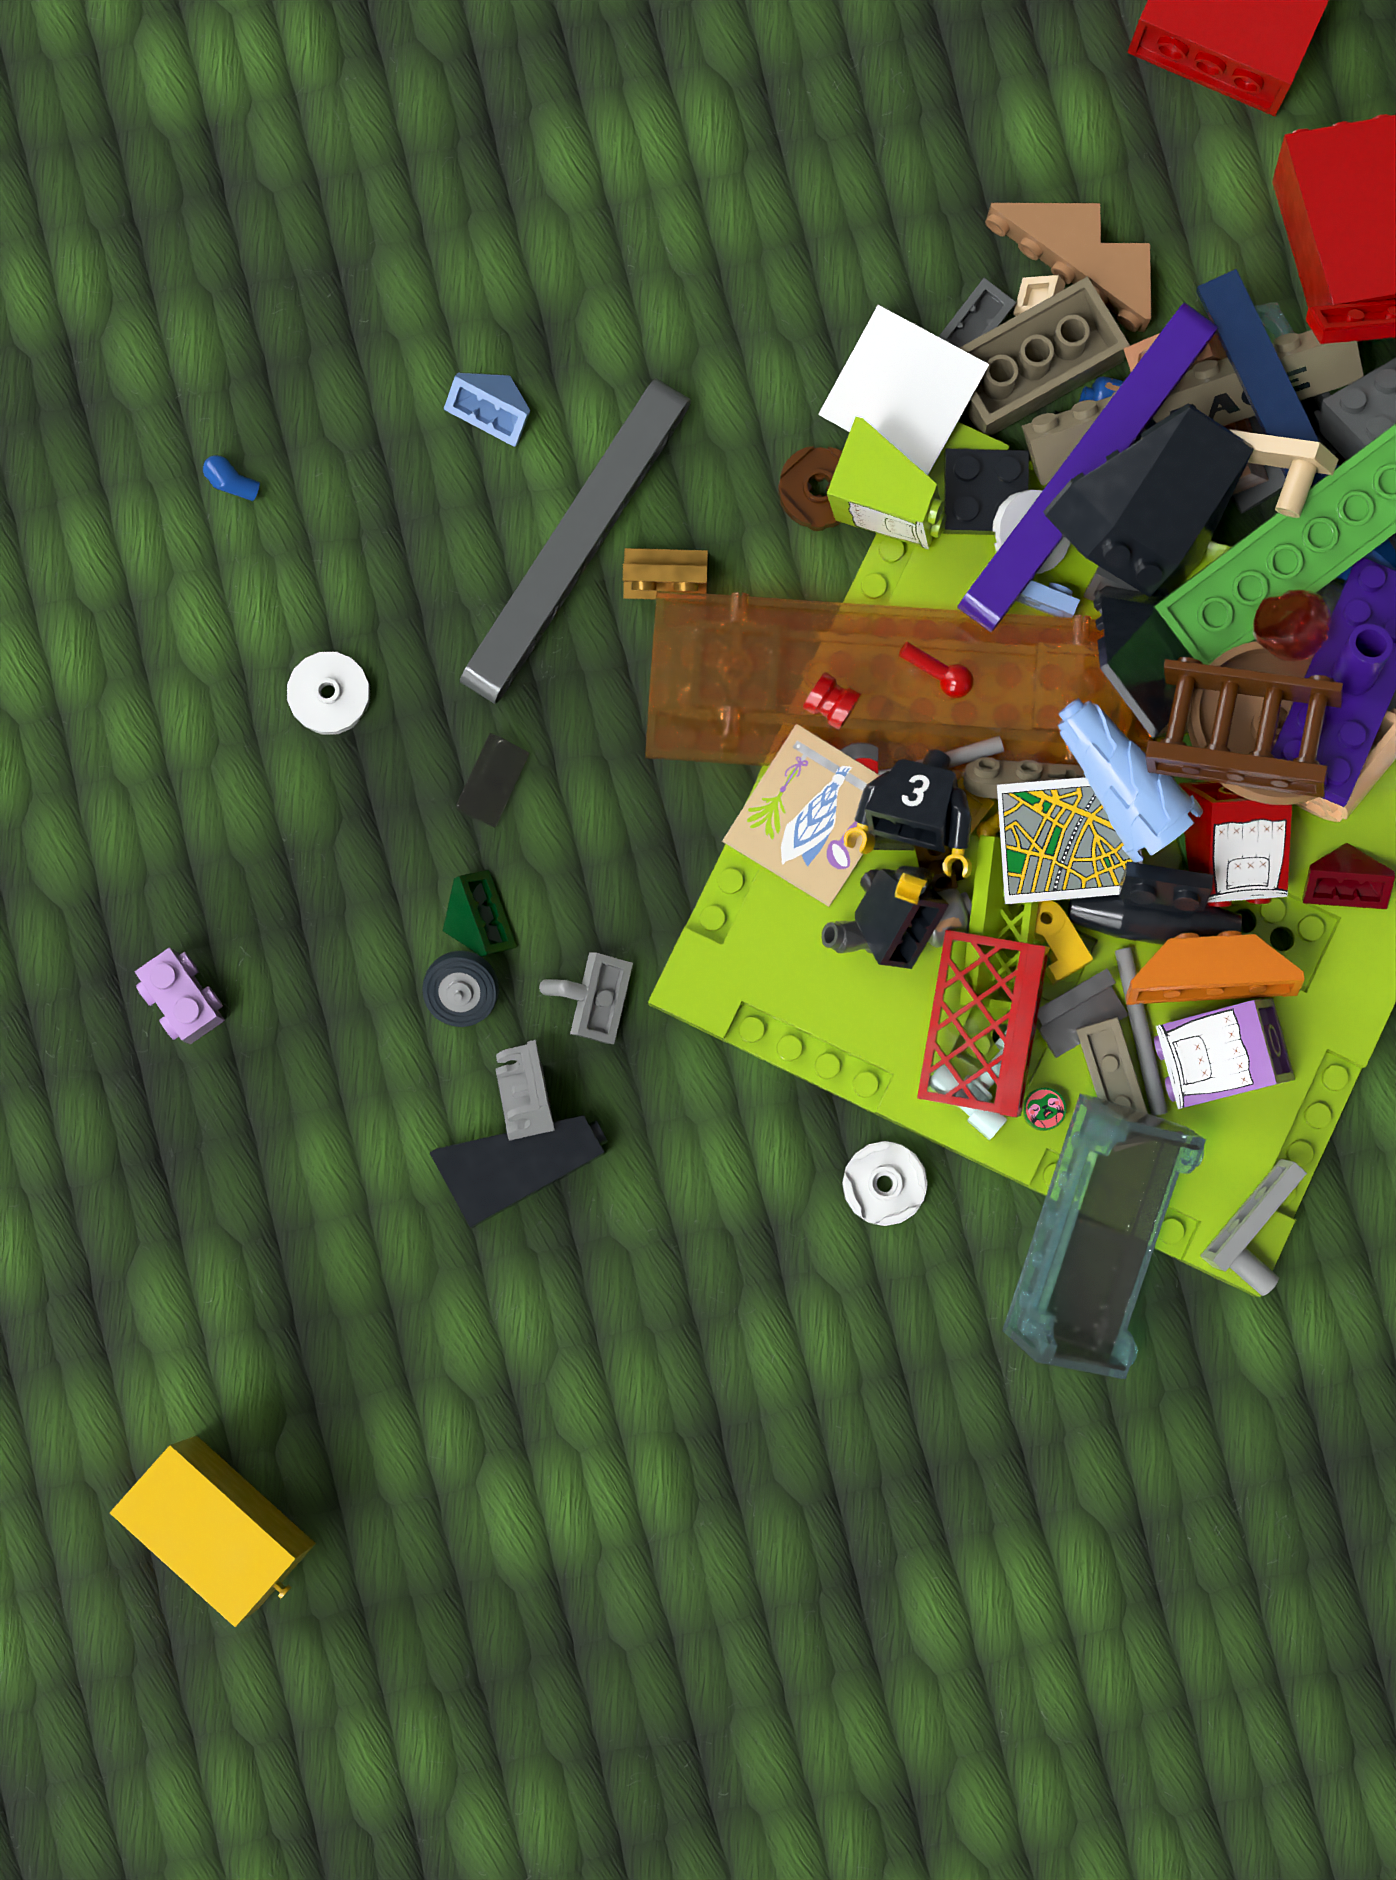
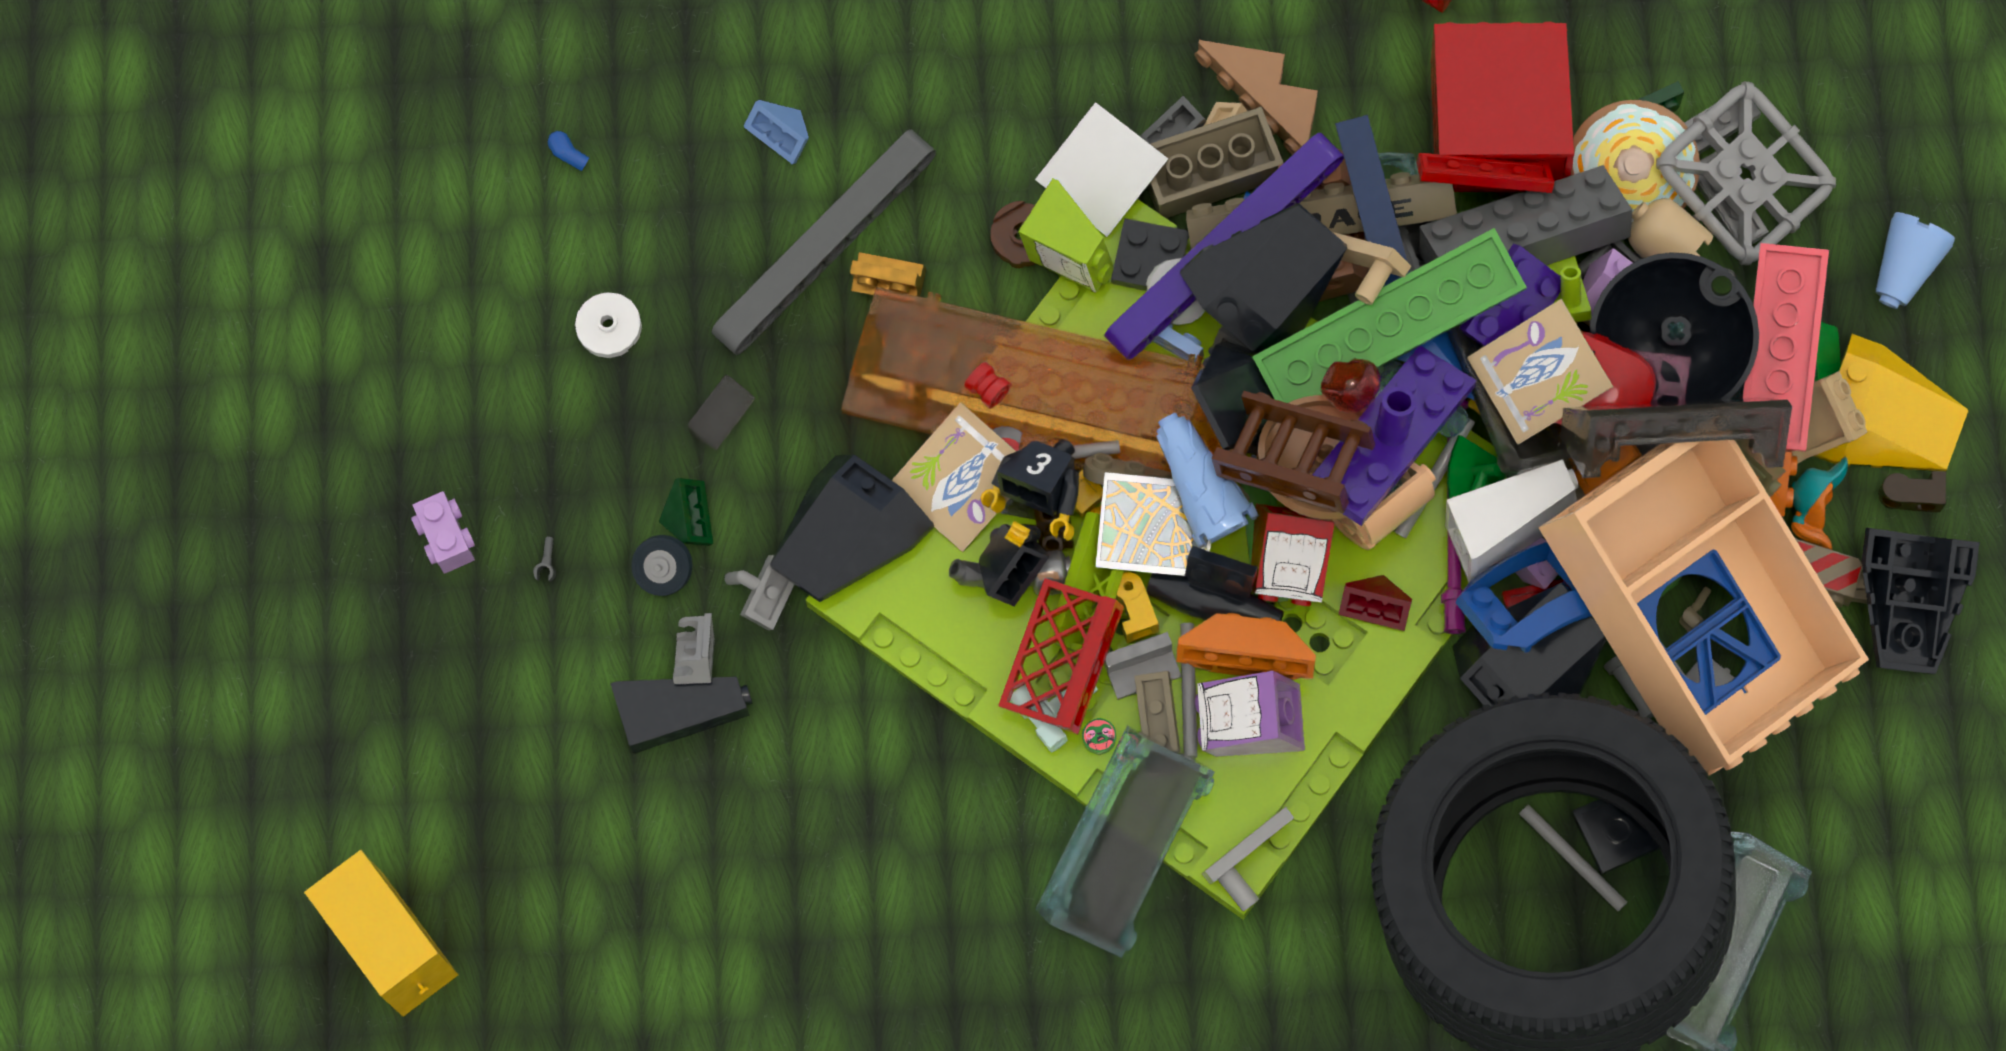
camera: 20 degrees right, 10 degrees down
(314, 1005) = (546, 561): none -> dark grey hand
(682, 904) = (848, 528): none -> black wedge
(907, 1180) = (964, 758): white plate -> none
(954, 680) = (1087, 387): red bar -> none

